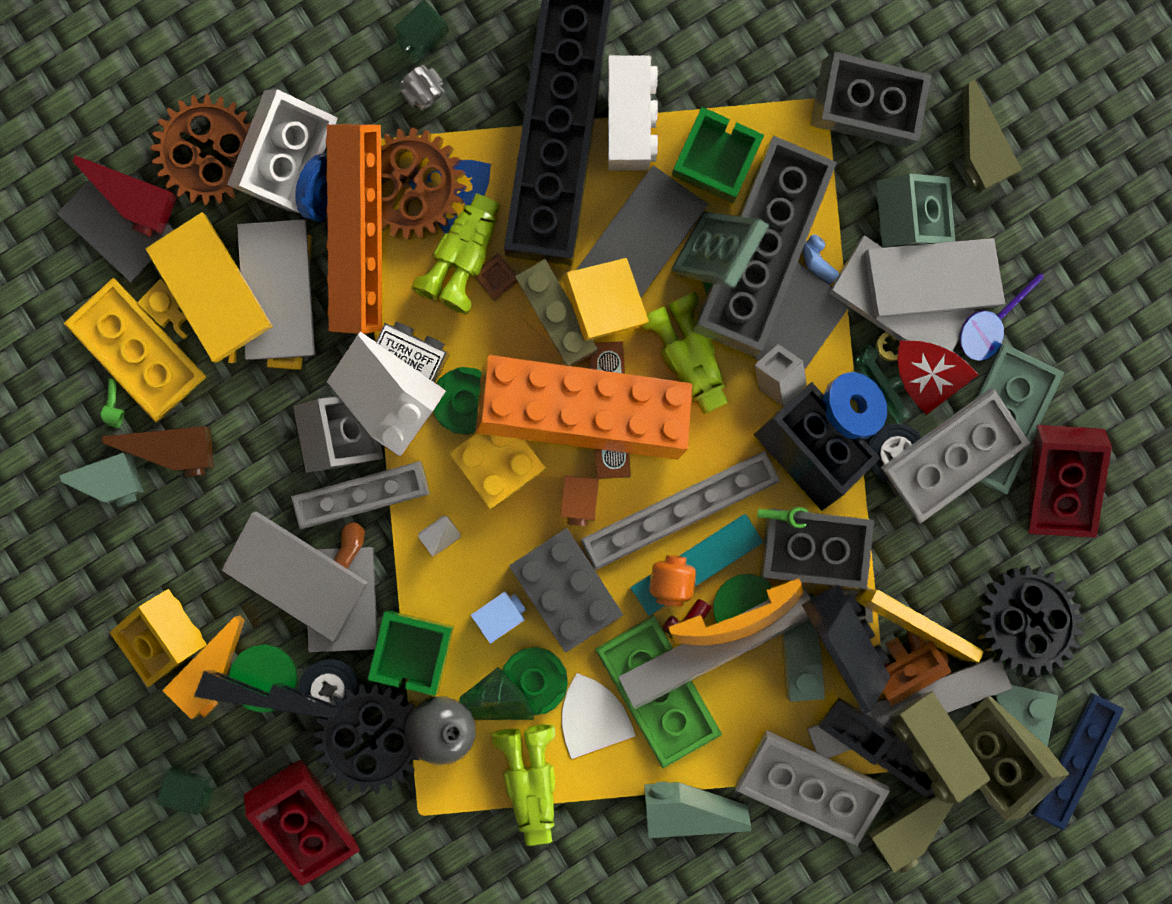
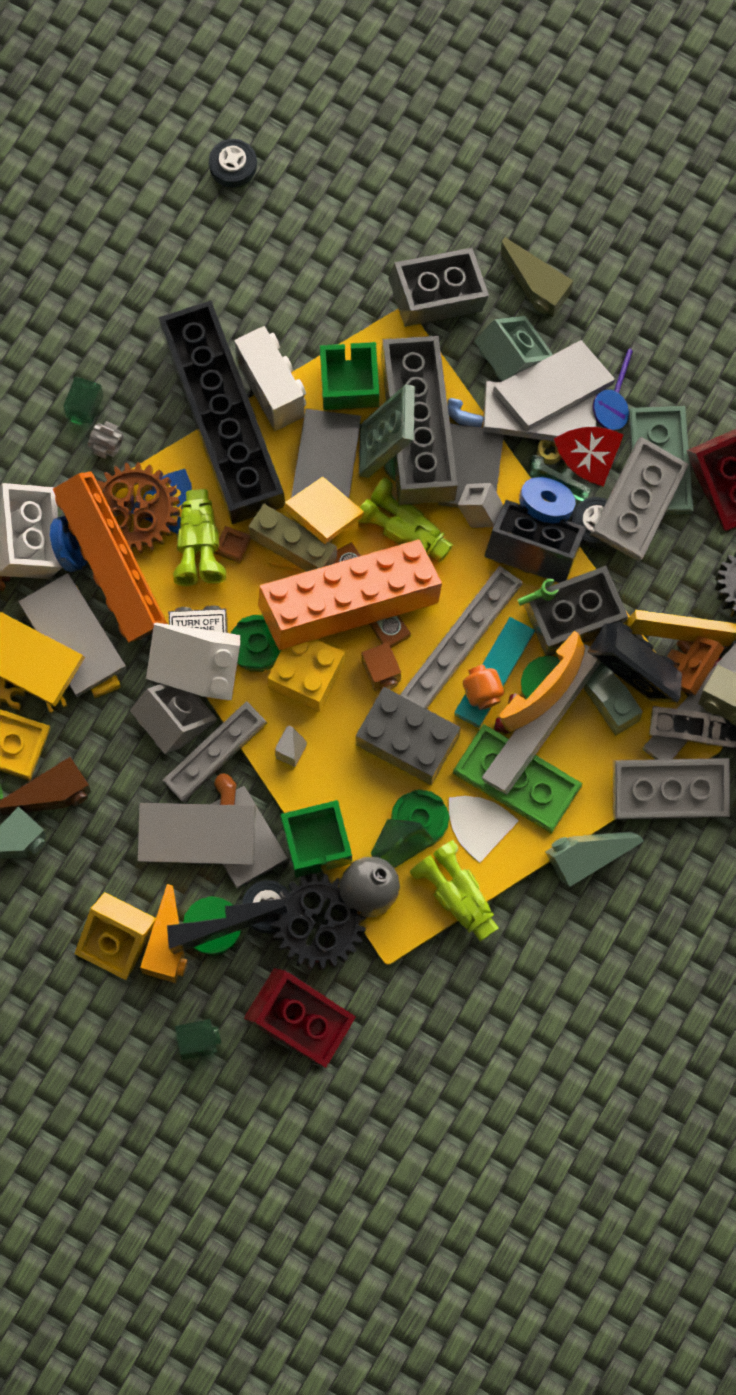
camera: 30 degrees left, 15 degrees down
(499, 616) = (367, 781): light blue brick -> none

